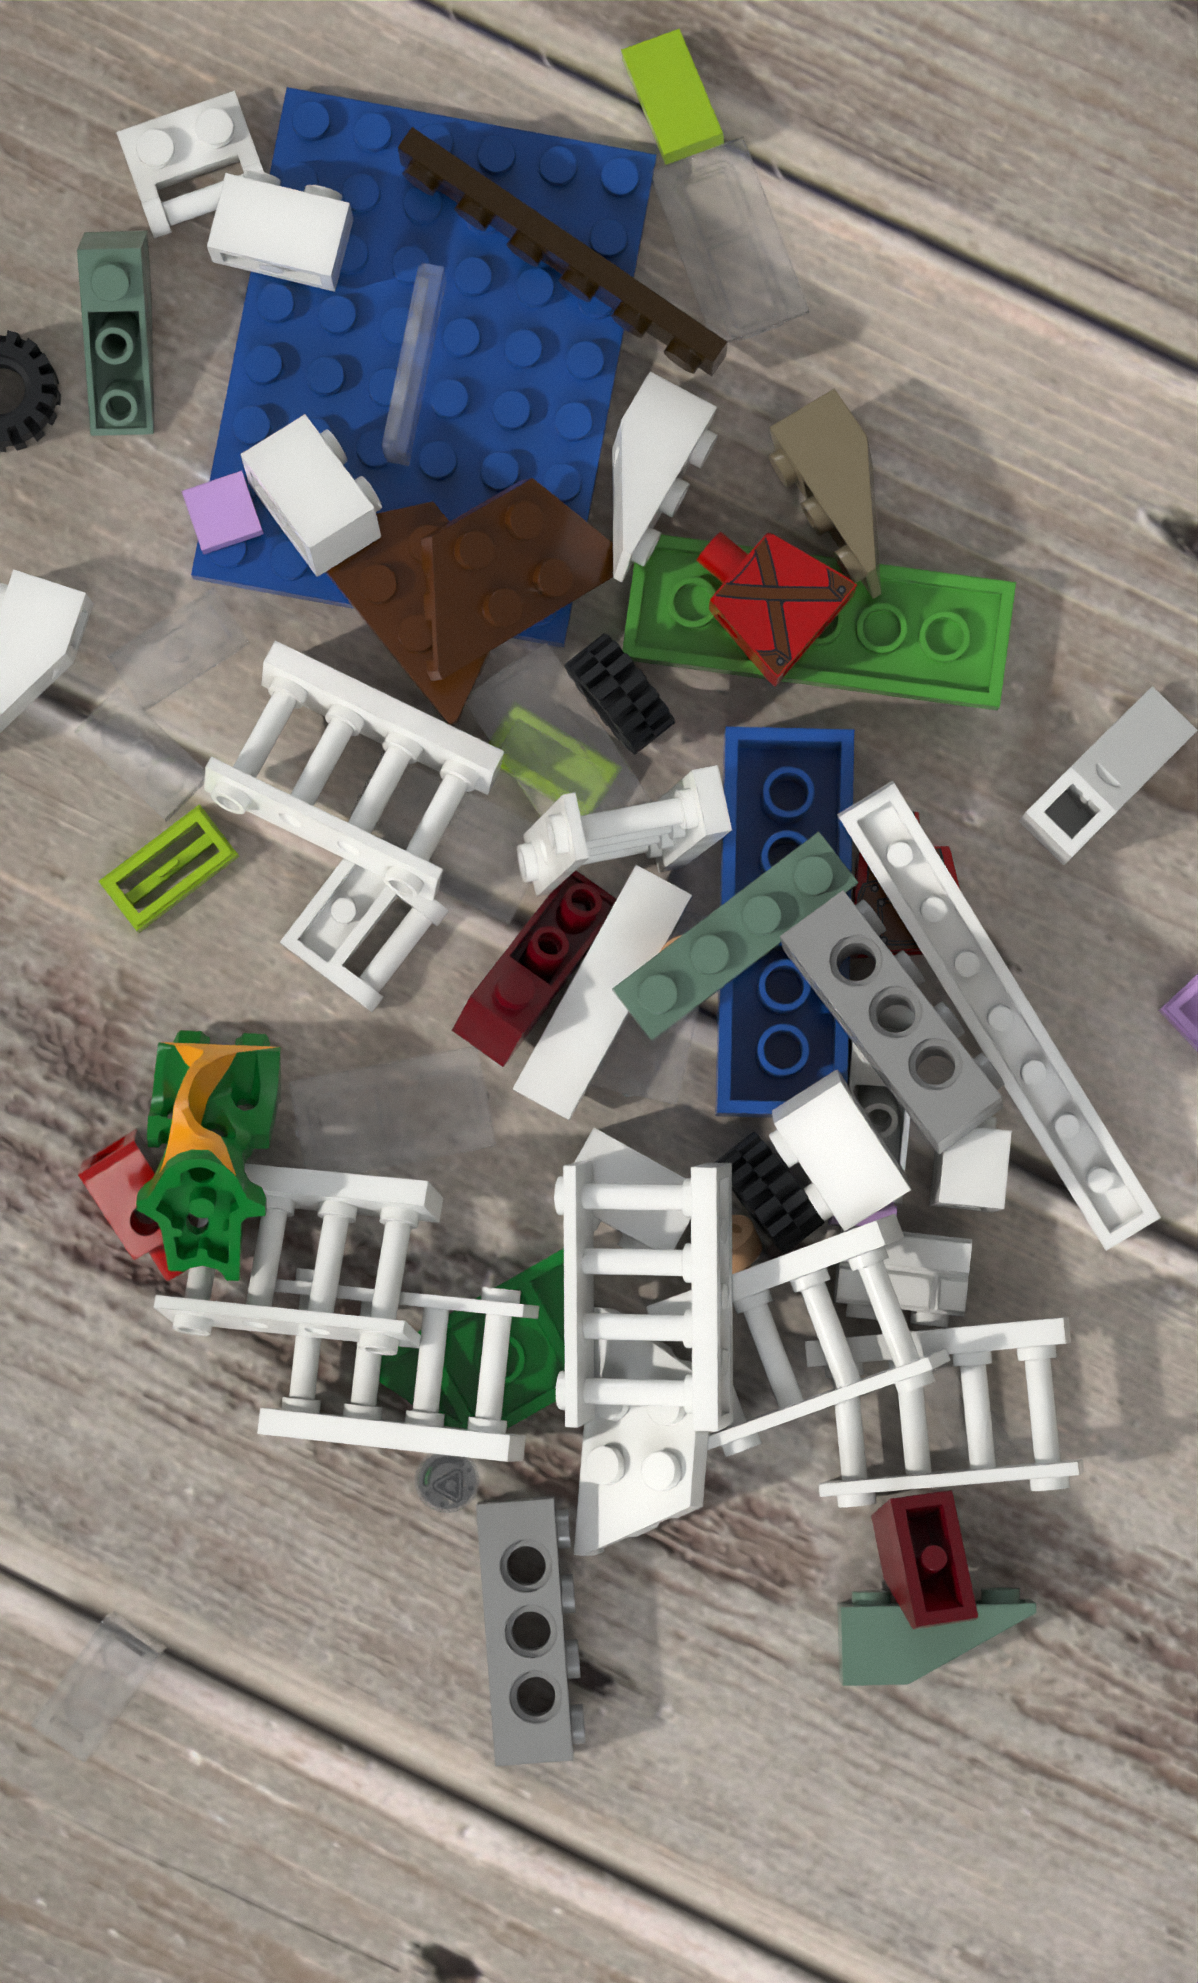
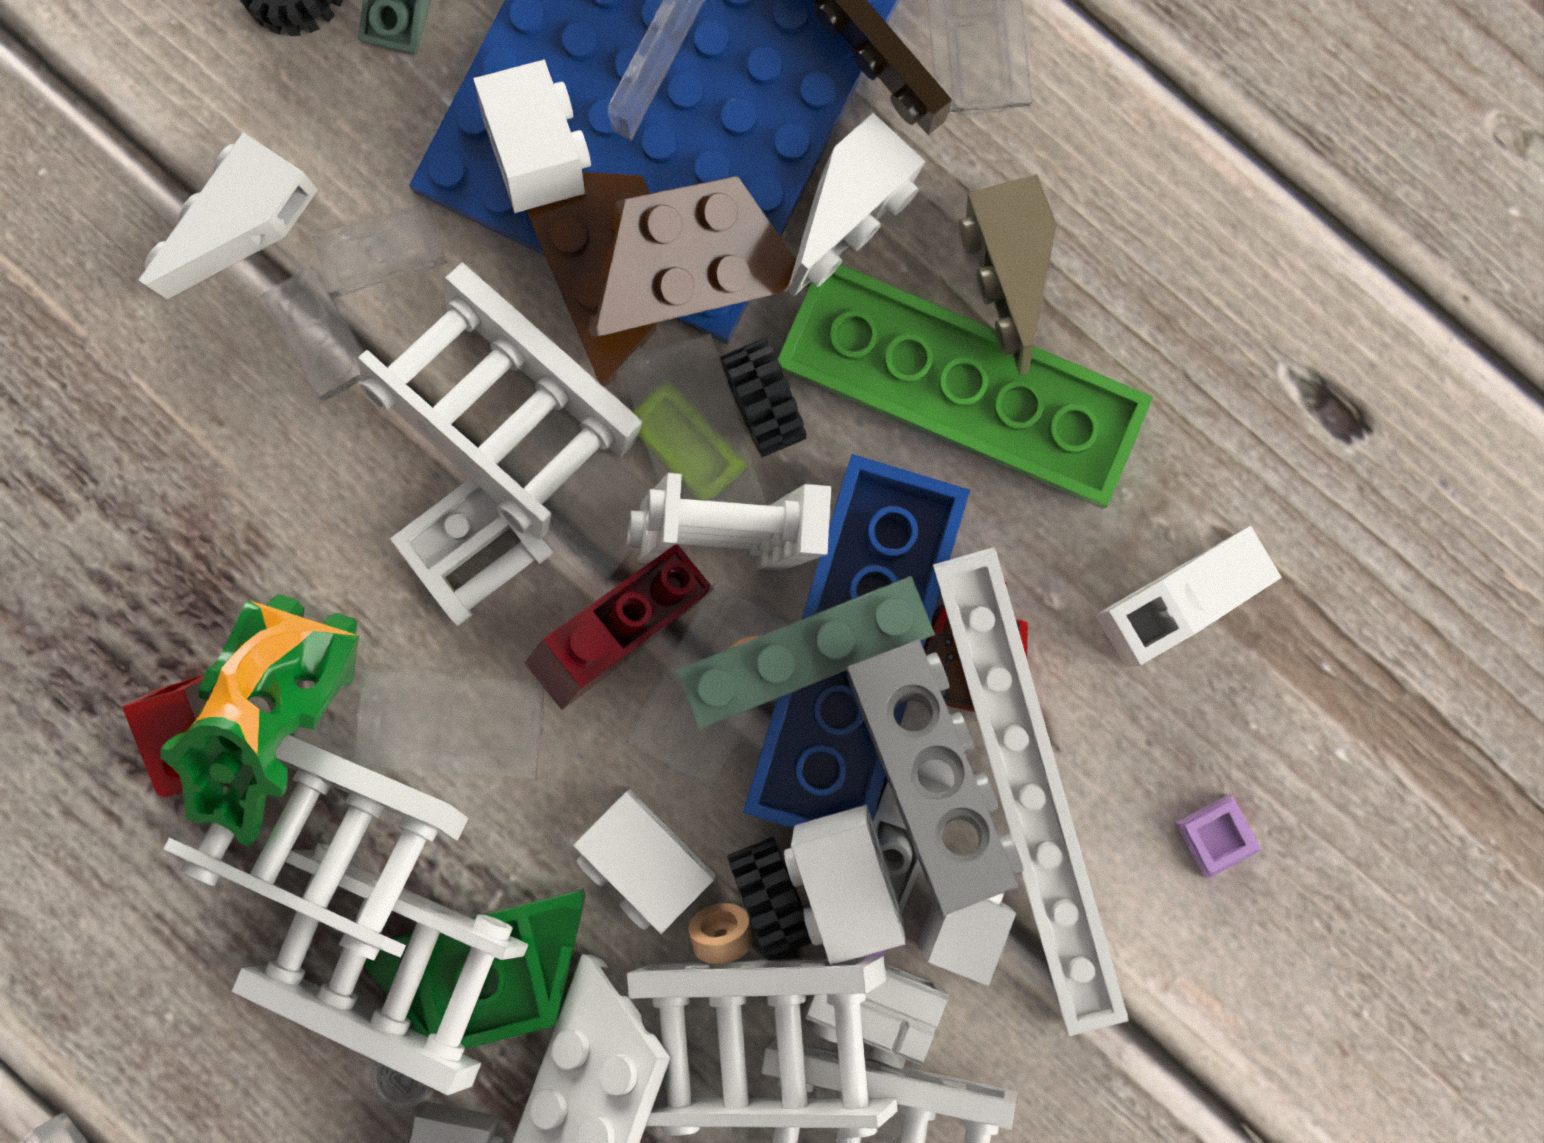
camera: 10 degrees right, 0 degrees up
(185, 887) = (361, 426): lime tile -> none
(222, 512) = (449, 134): lavender tile -> none
(589, 1010) = (650, 684): white tile -> none
(702, 1262) = (687, 957): white fence -> none
(773, 599) = (928, 349): red torso -> none

